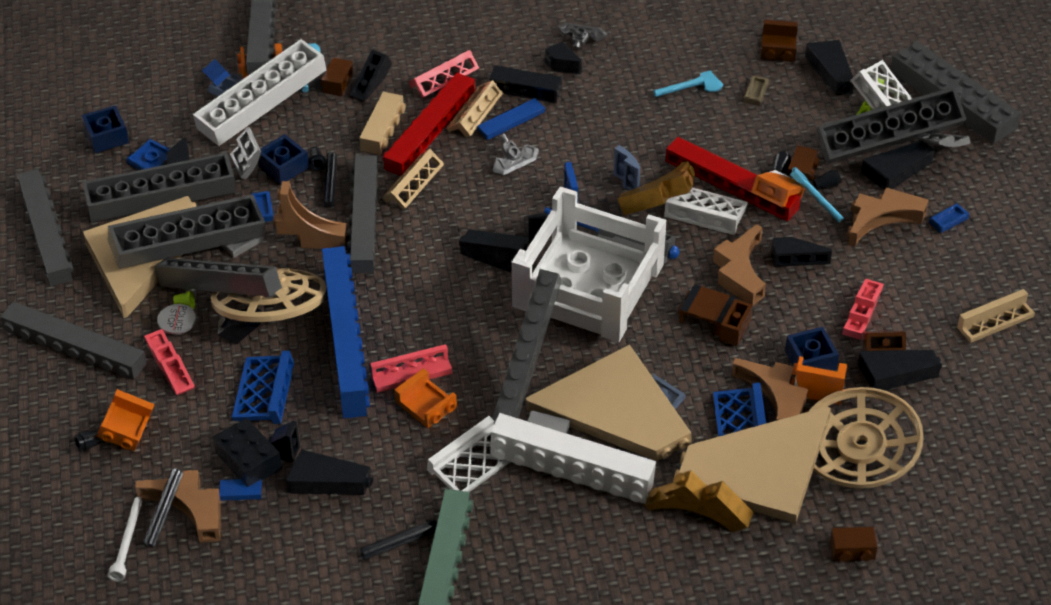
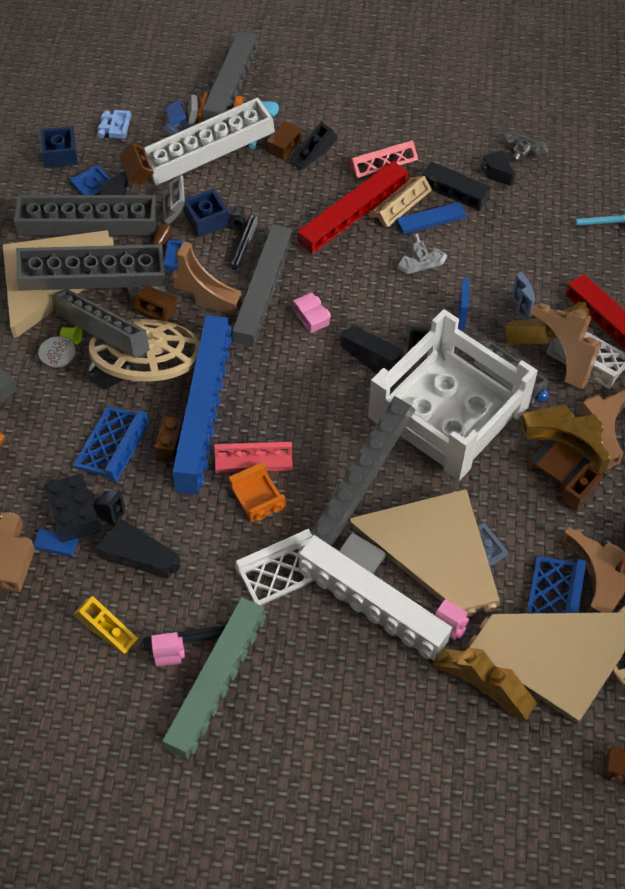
camera: 15 degrees right, 10 degrees up
(159, 97) = (119, 124): none -> light blue plate
(169, 362) = (36, 394): coral slope -> none
(195, 127) = (136, 164): none -> reddish brown brick
(232, 66) = (192, 109): none -> light grey tile
(244, 187) = (162, 234): none -> reddish brown cone
(261, 252) = (155, 303): none -> reddish brown brick
(317, 545) = (105, 625): none -> yellow slope
(321, 371) = (168, 439): none -> reddish brown brick
(382, 123) = (309, 196): tan brick -> none
(389, 549) = (167, 649): none -> bright pink brick
(409, 174) = (316, 255): tan fence -> none
(421, 228) = (311, 312): none -> bright pink brick
(656, 453) = (454, 617): none -> bright pink brick
(684, 186) = (571, 330): none -> medium nougat arch
(700, 272) = (561, 426): none -> pearl gold arch

